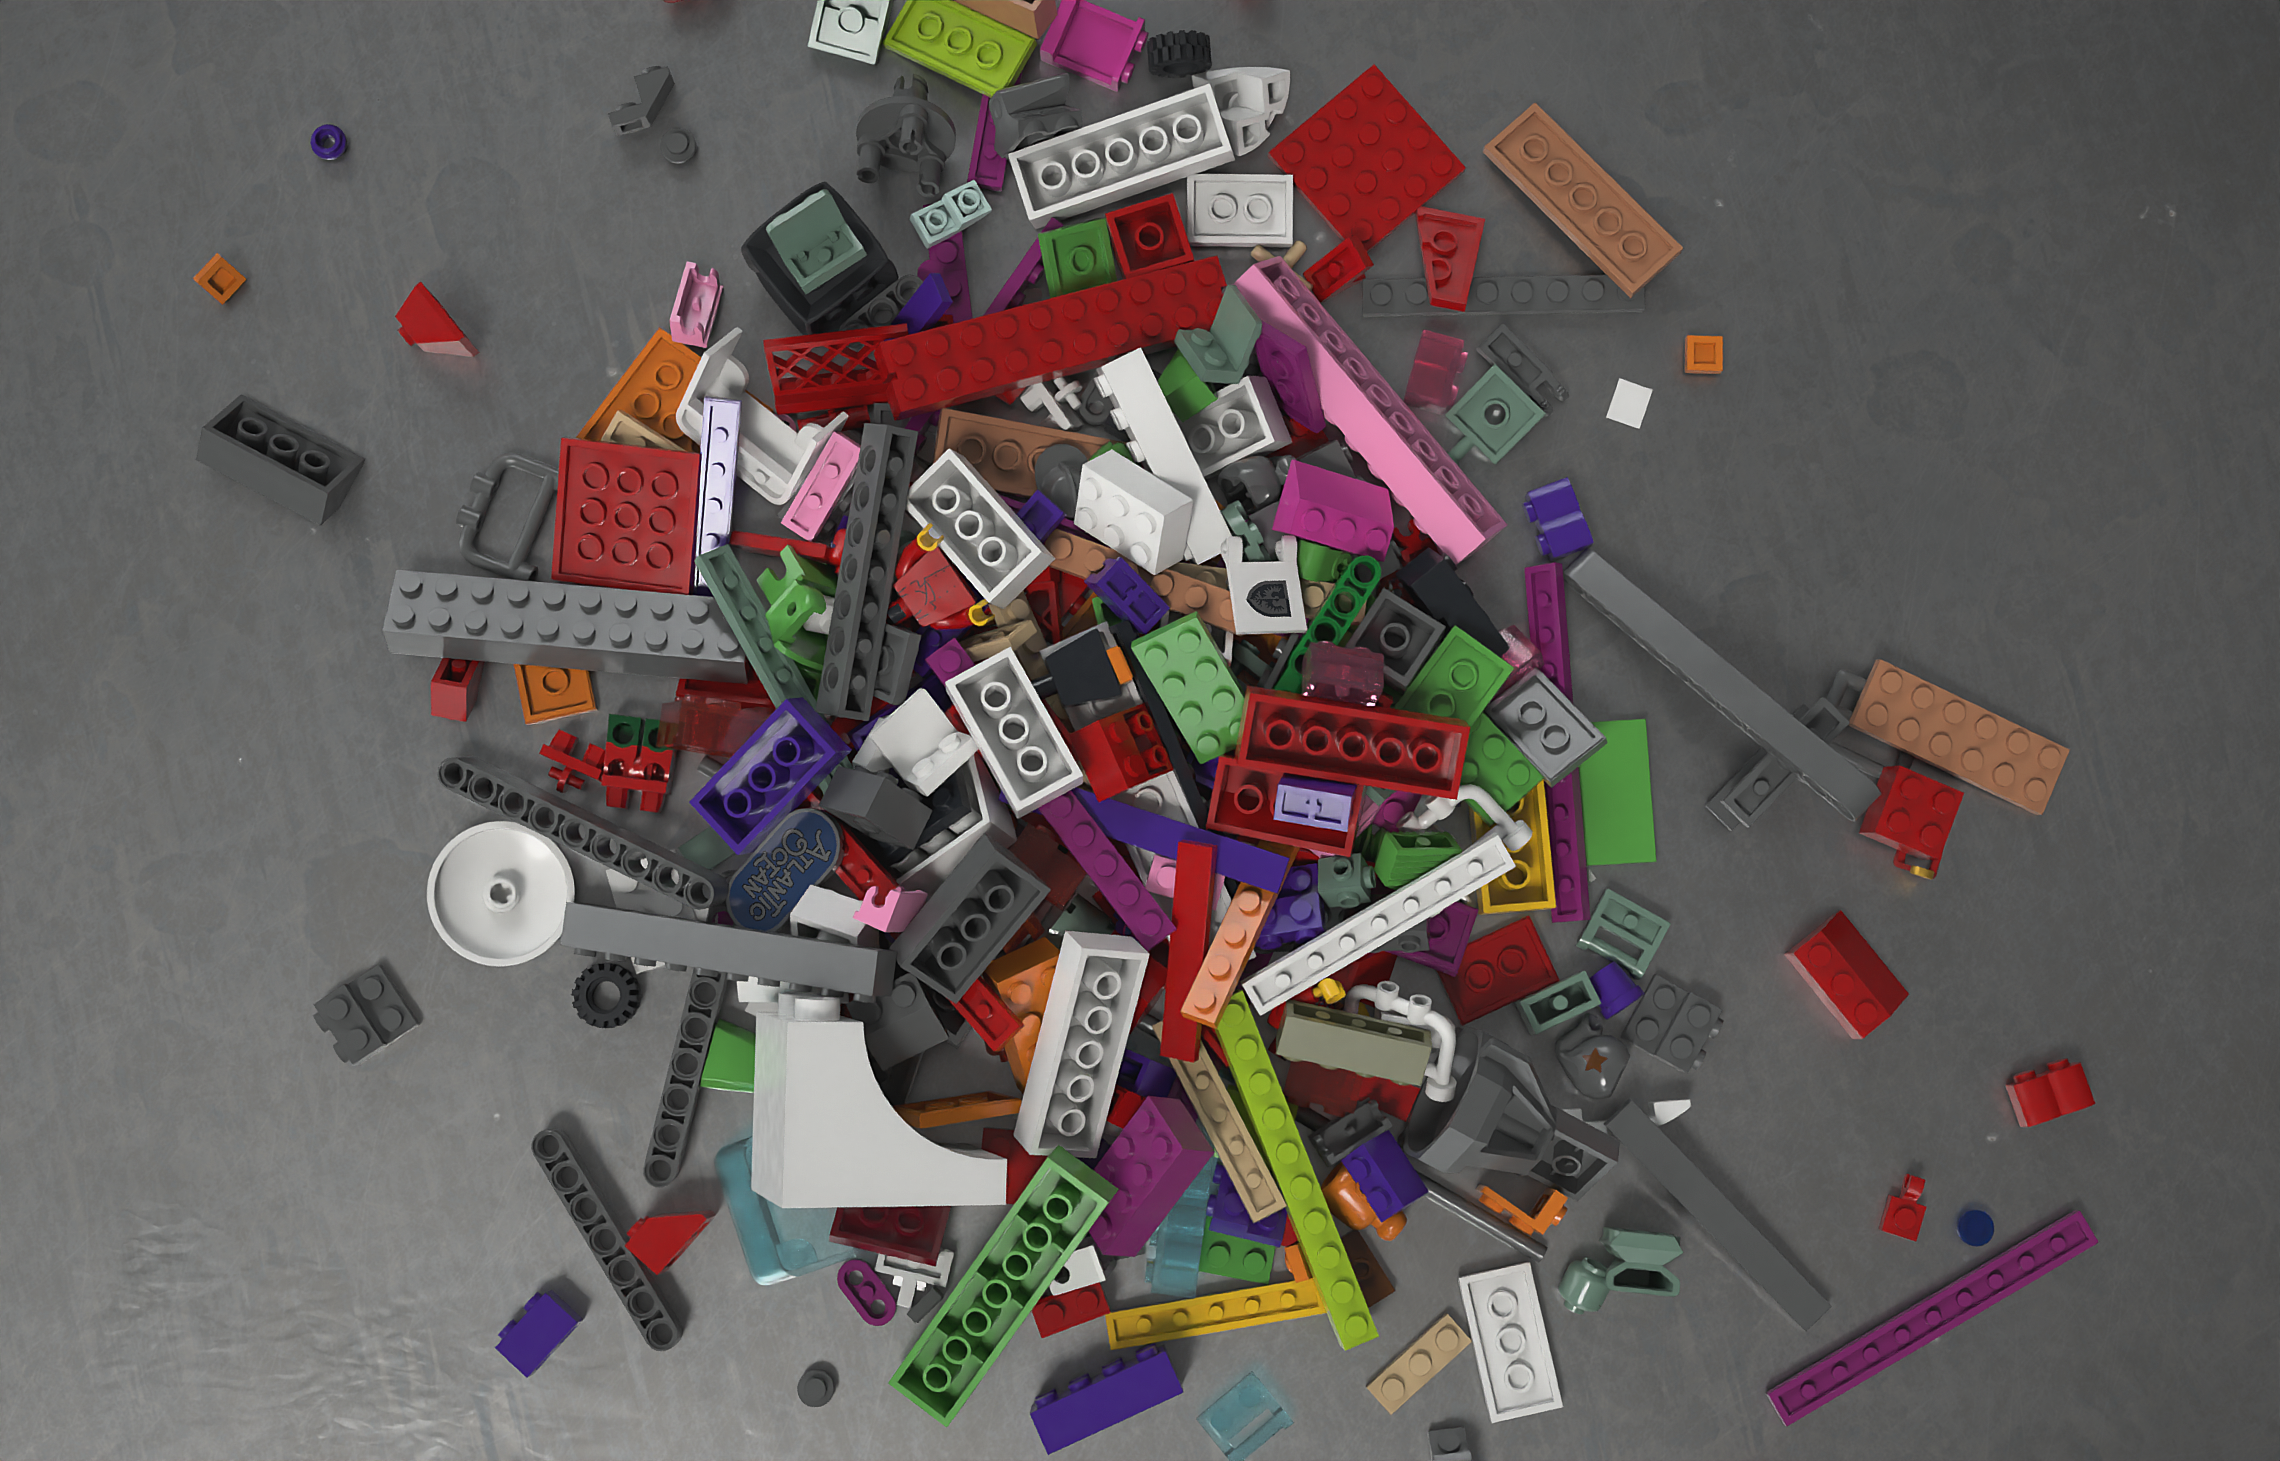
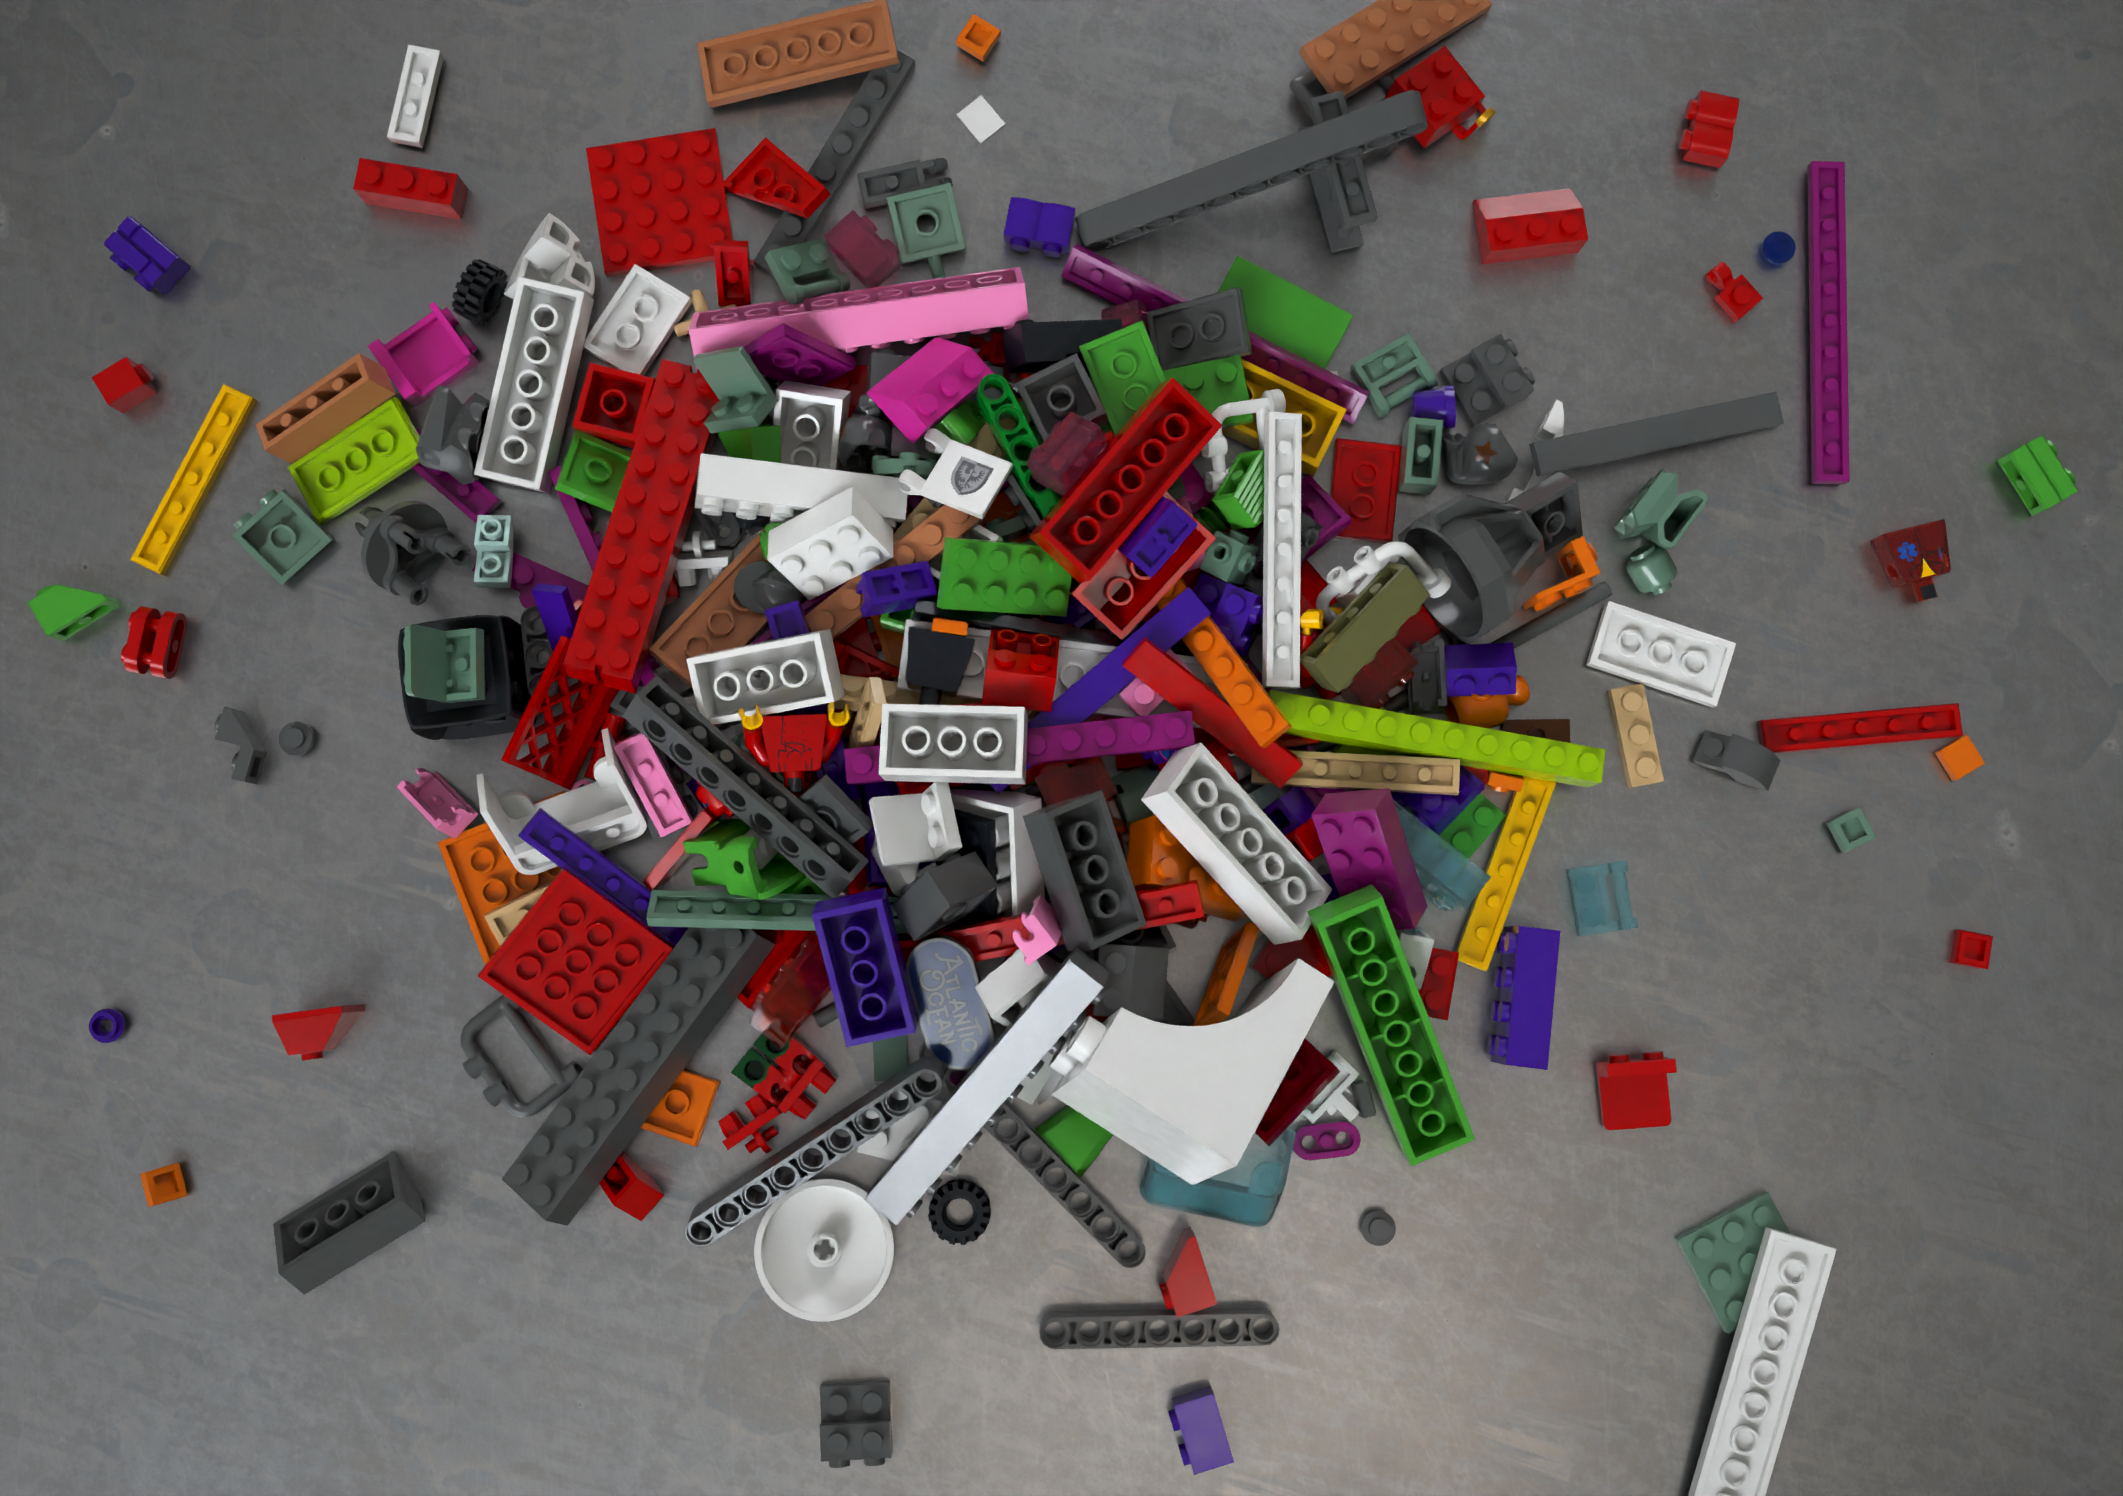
camera: 60 degrees left, 0 degrees up
(1386, 324) = (802, 263): none -> sand green plate

